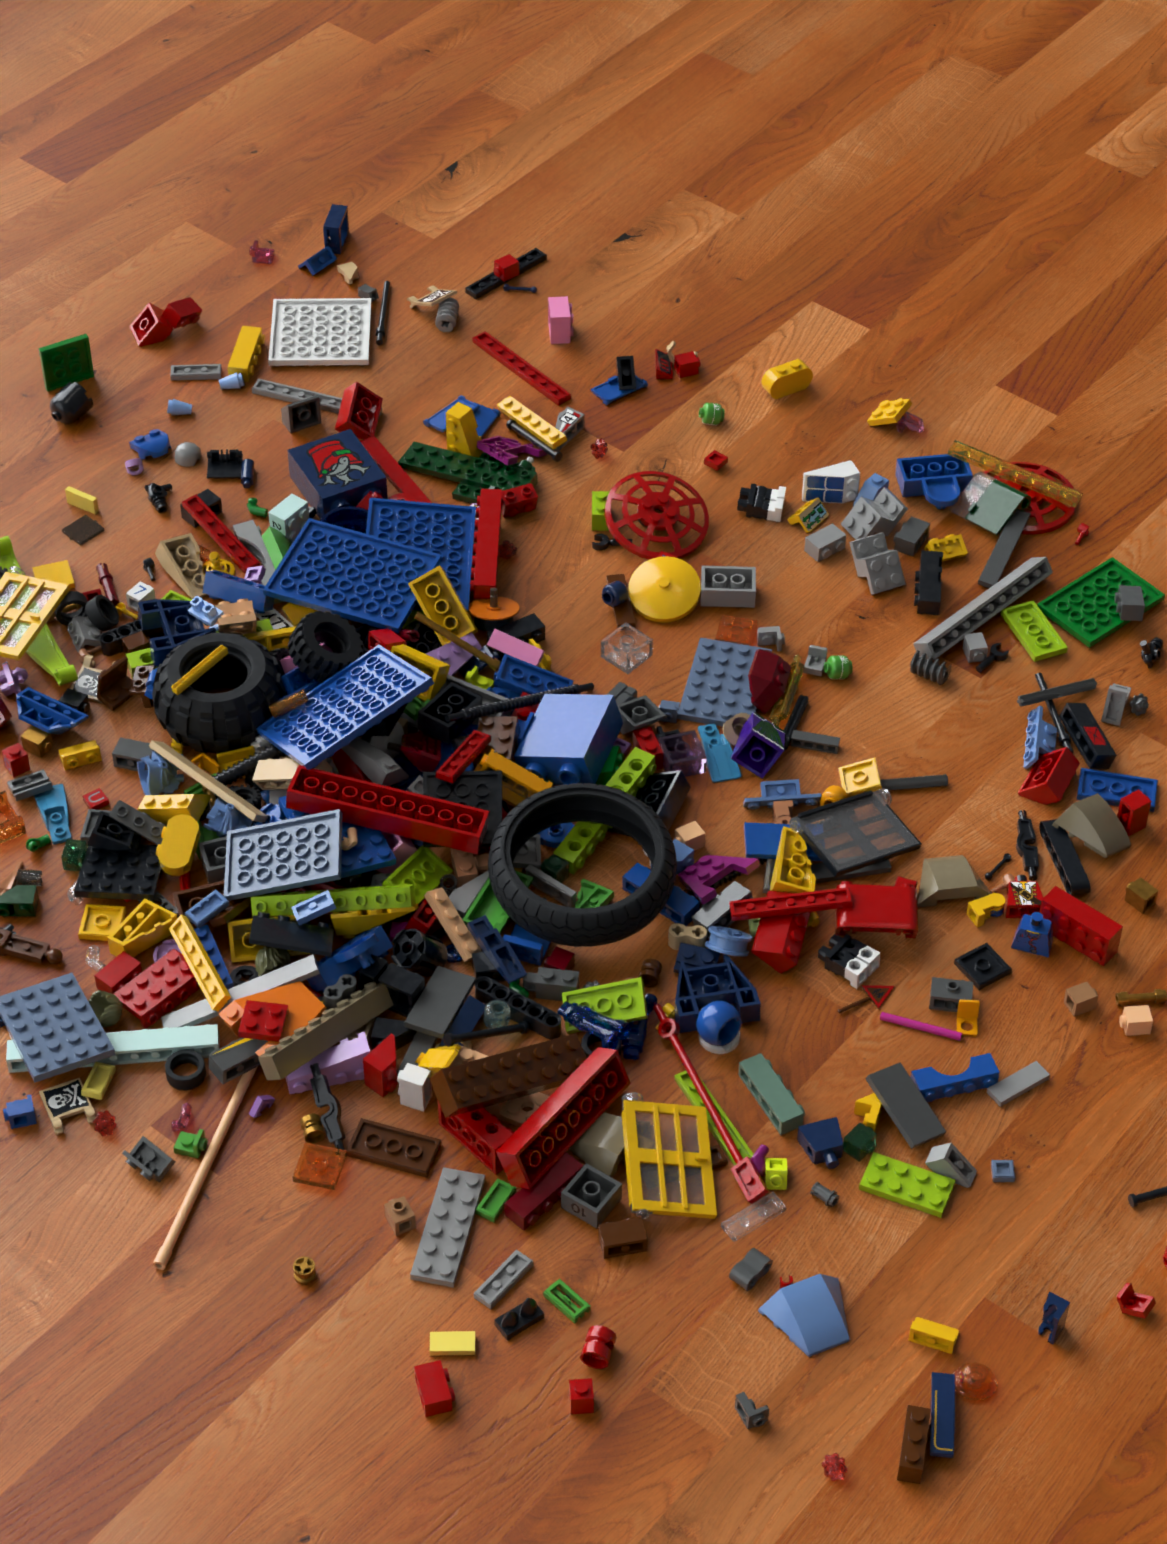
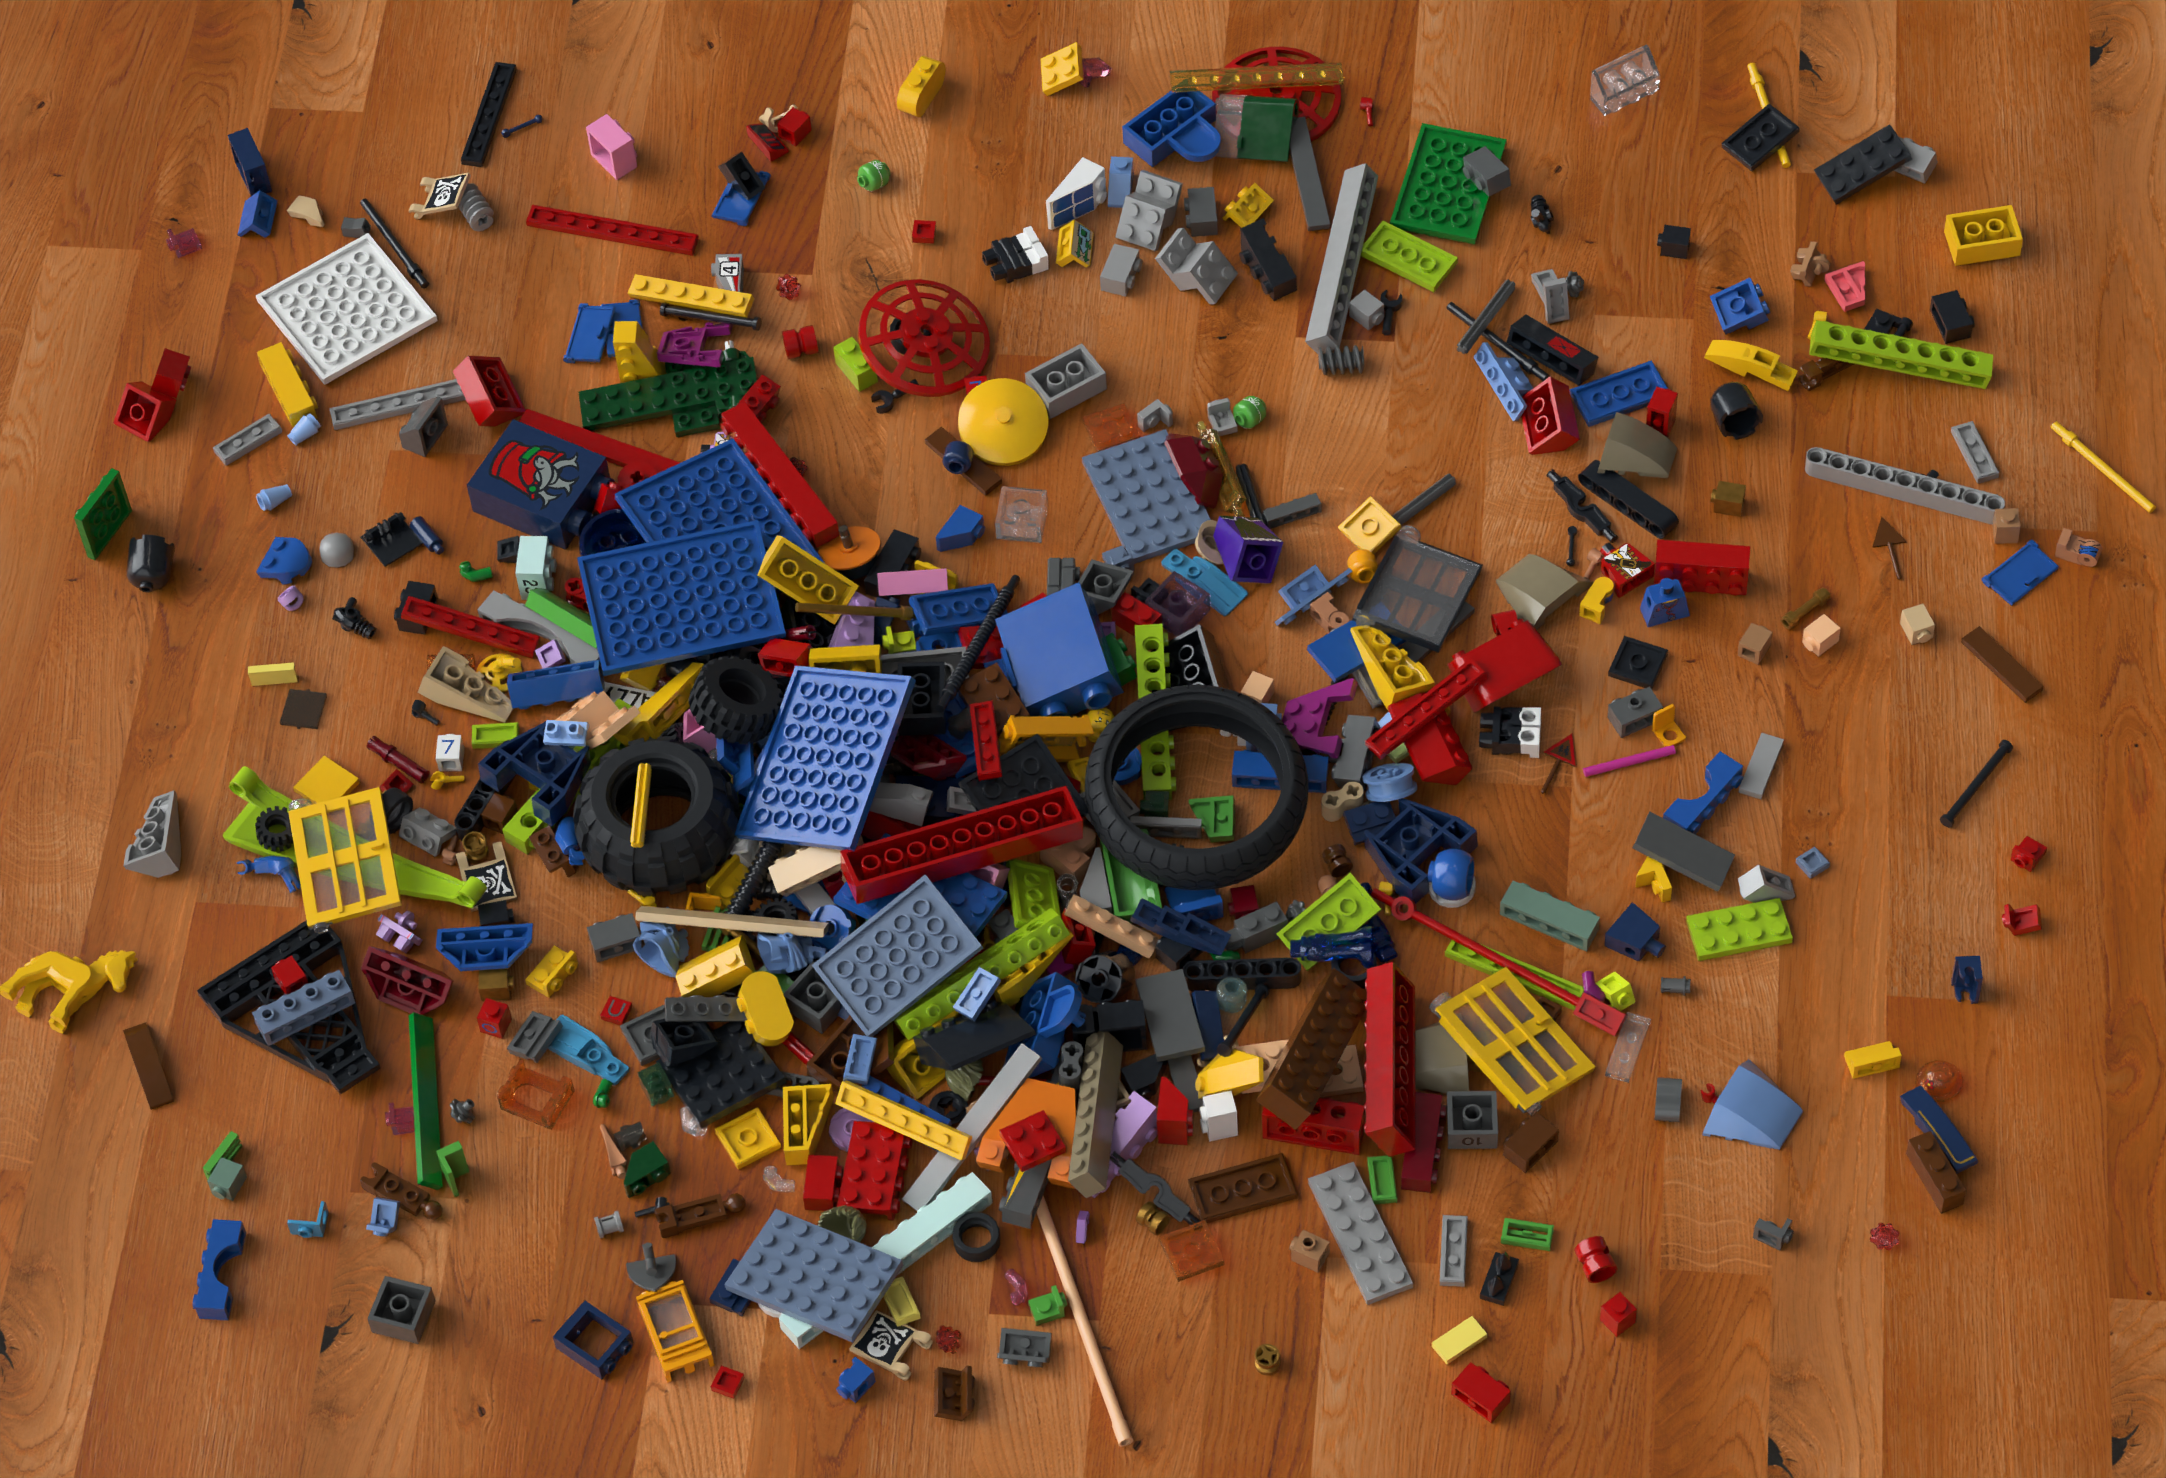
camera: 30 degrees left, 10 degrees up
(74, 1159) = (953, 1393): none -> reddish brown bracket
(102, 613) = (431, 796): black tyre -> none
(102, 656) = (475, 847): none -> pearl gold wheel
(114, 684) = (524, 873): reddish brown bracket -> none
(278, 705) = (755, 779): clear orange piece -> none
(352, 839) = (951, 897): light nougat arm -> none
(506, 267) = (491, 108): red brick -> none
(576, 481) = (800, 342): none -> red wheel
(579, 638) = (960, 530): none -> blue slope
(860, 1141) = (1669, 913): clear green brick -> none

